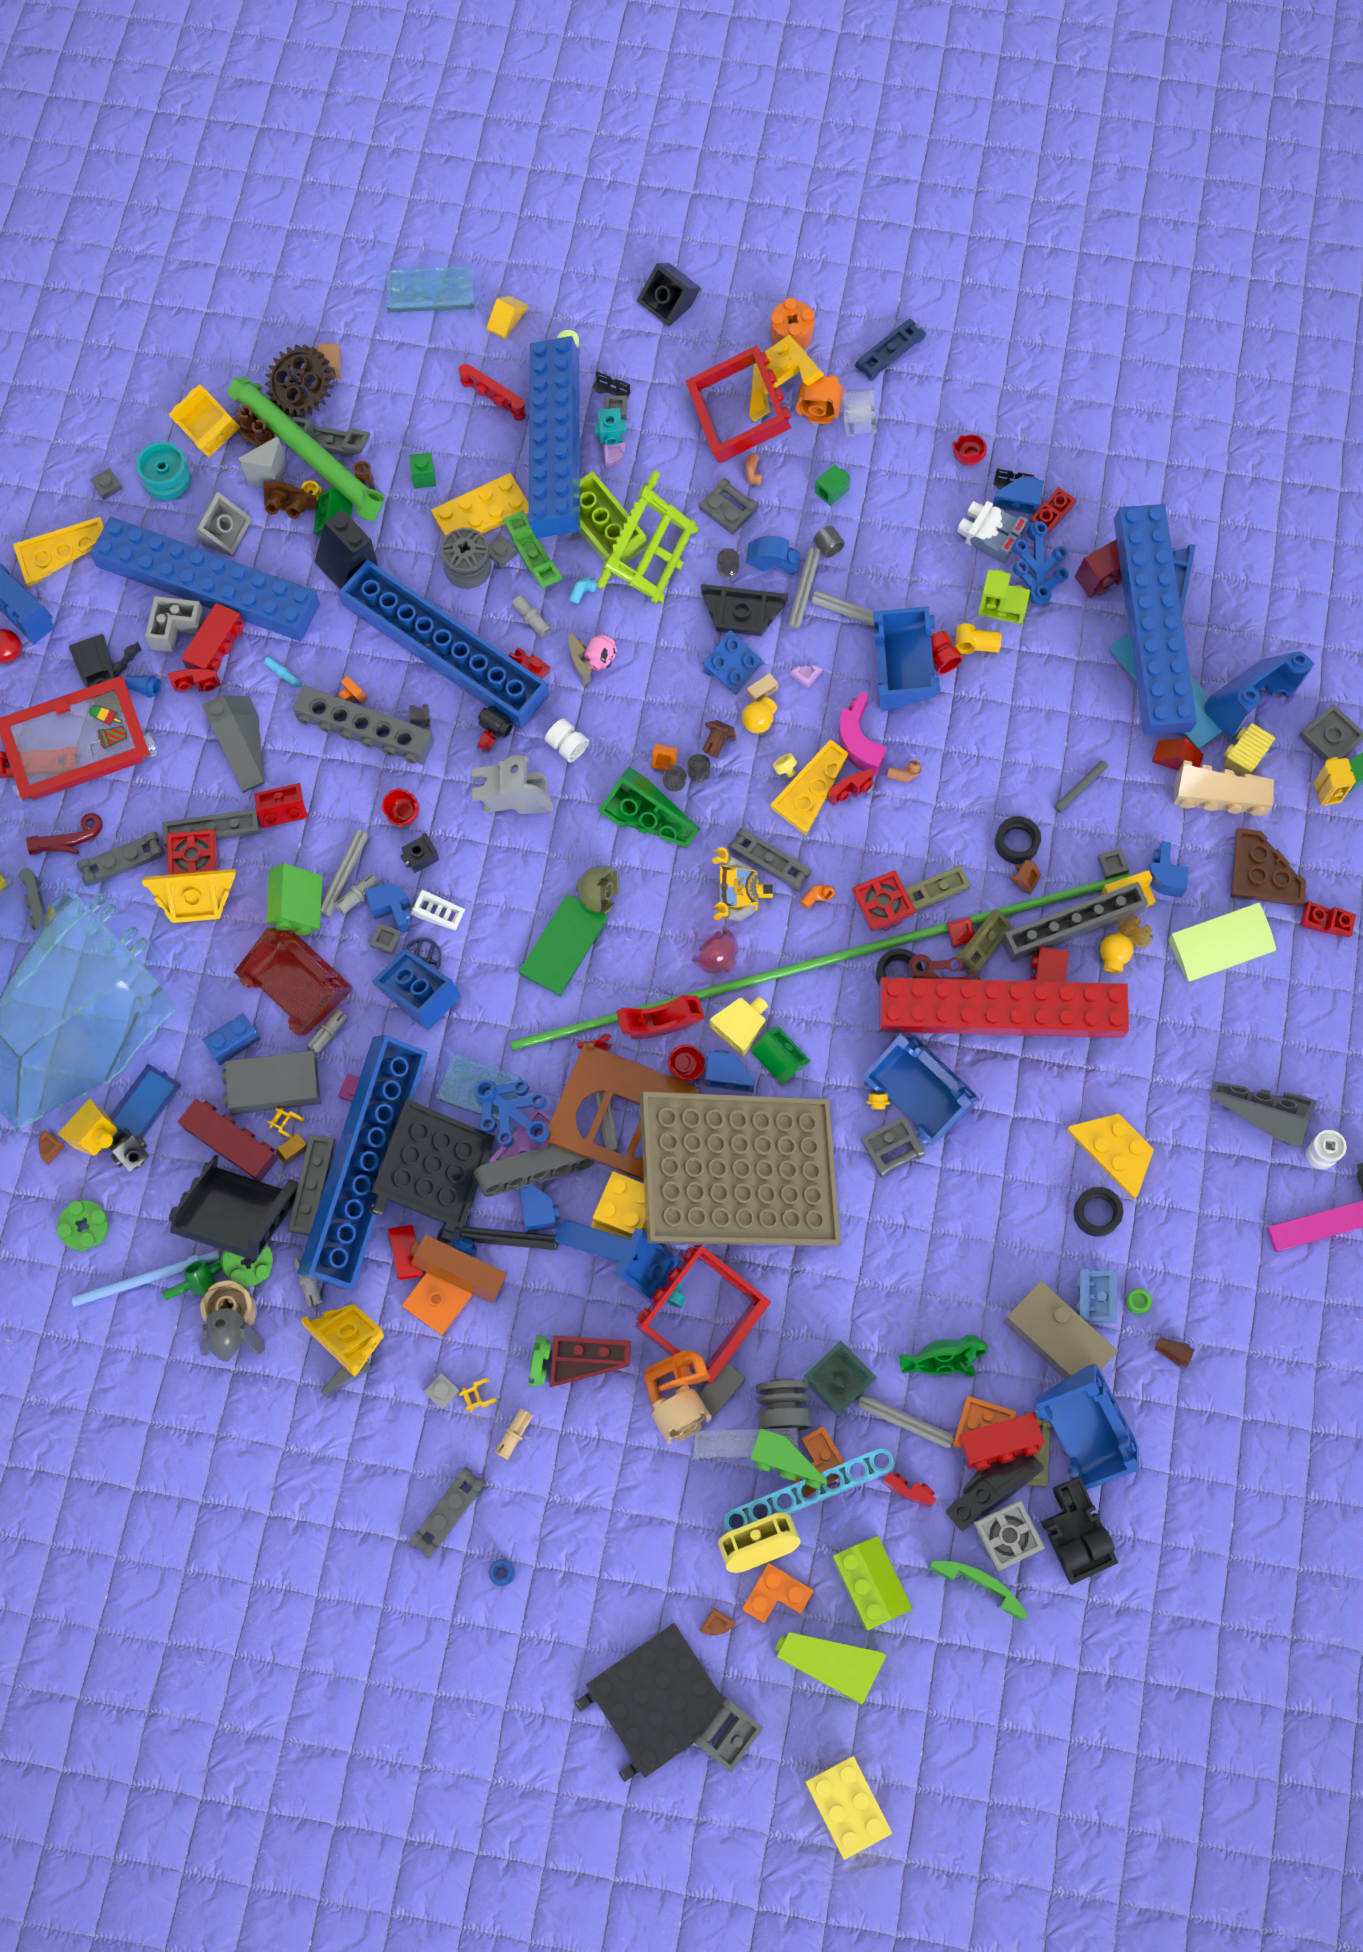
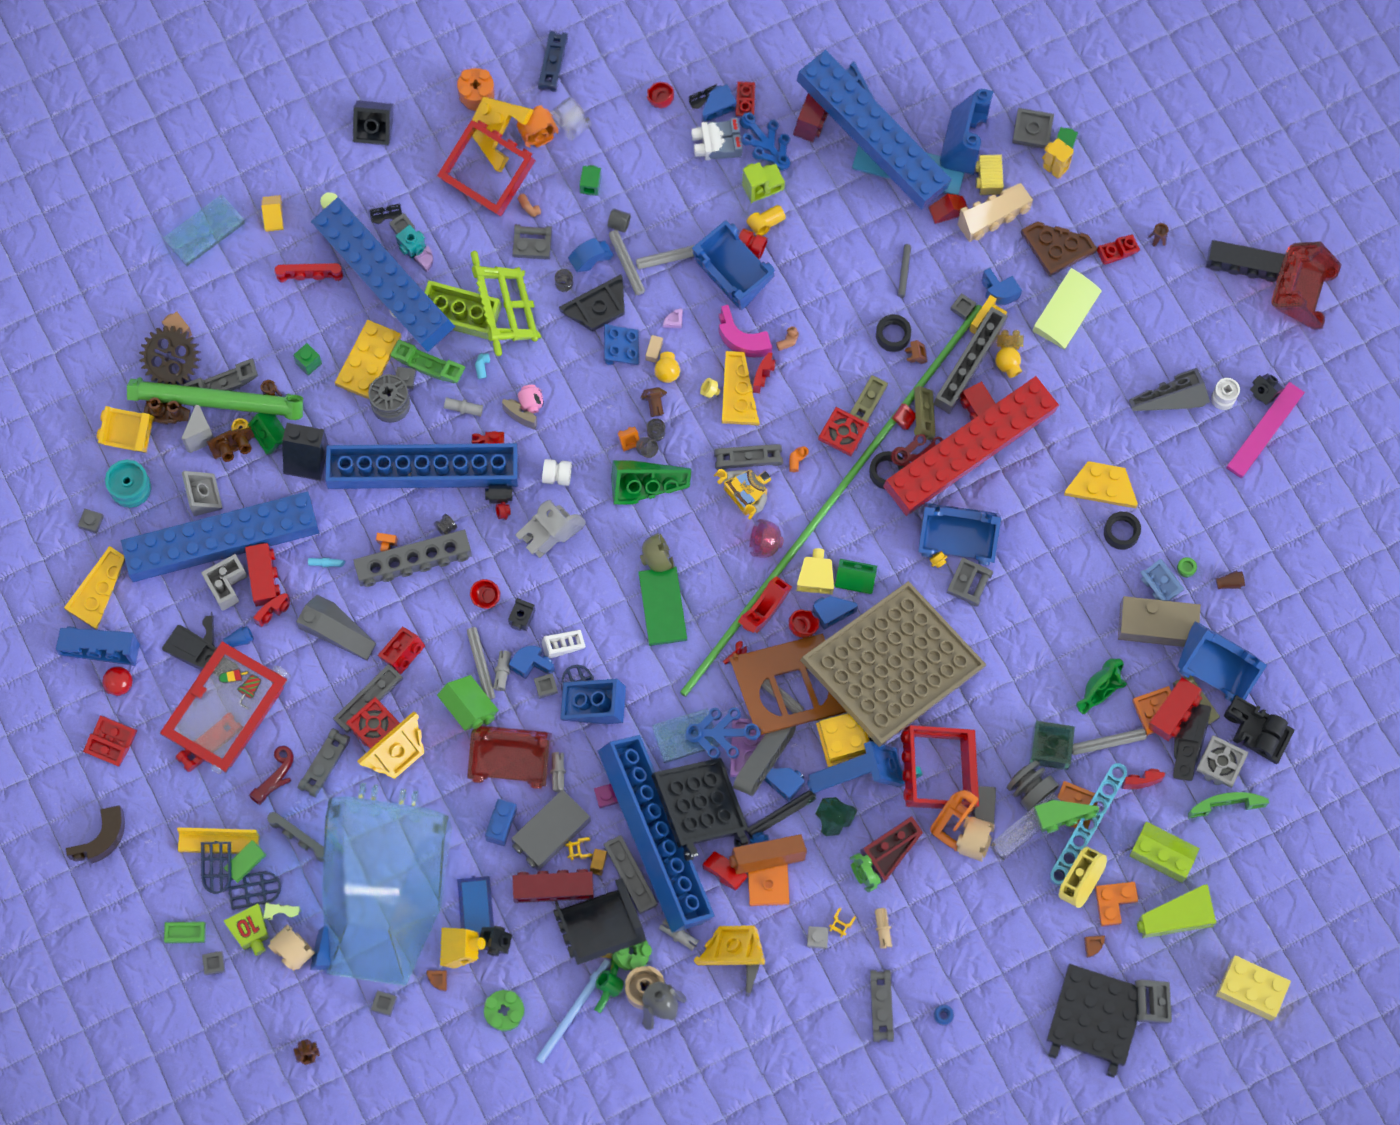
camera: 40 degrees left, 0 degrees up
(557, 1281) = (834, 815): none -> brick

